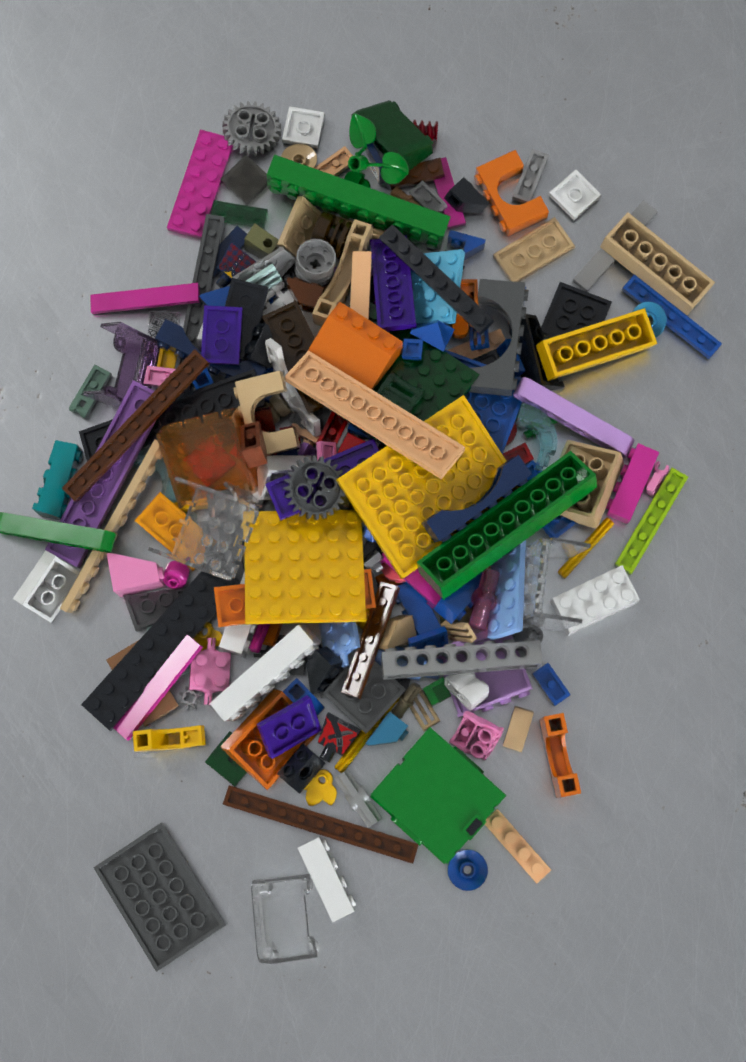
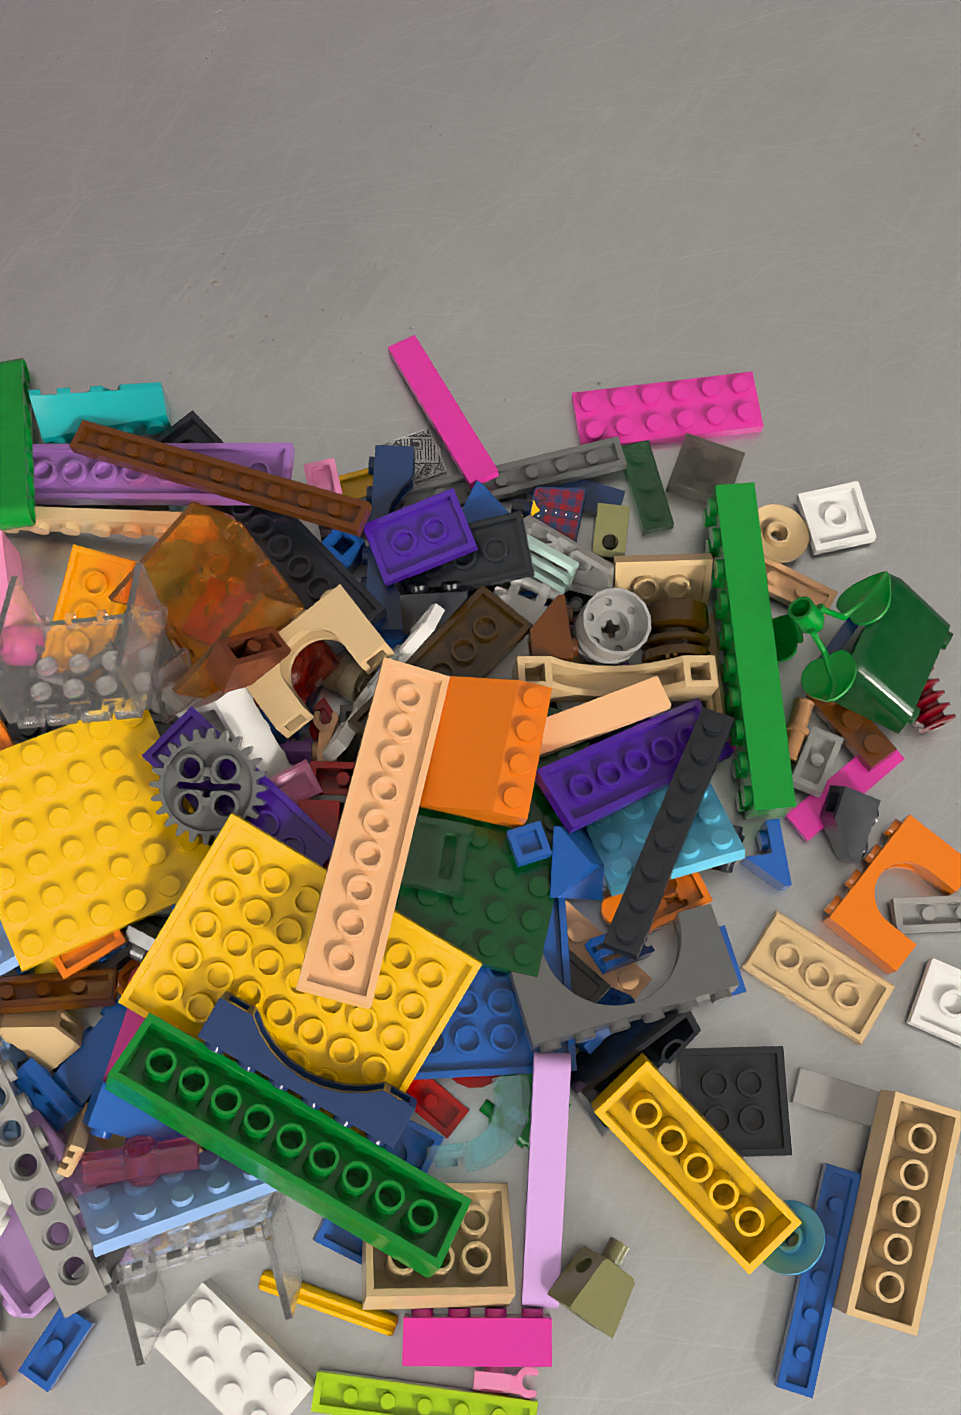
camera: 60 degrees right, 5 degrees down
(95, 380) = (263, 400): sand green plate -> none
(138, 353) = (346, 440): clear purple windscreen -> none
(265, 126) = (783, 417): light grey gear -> none
(632, 417) = (596, 1286): none -> olive torso

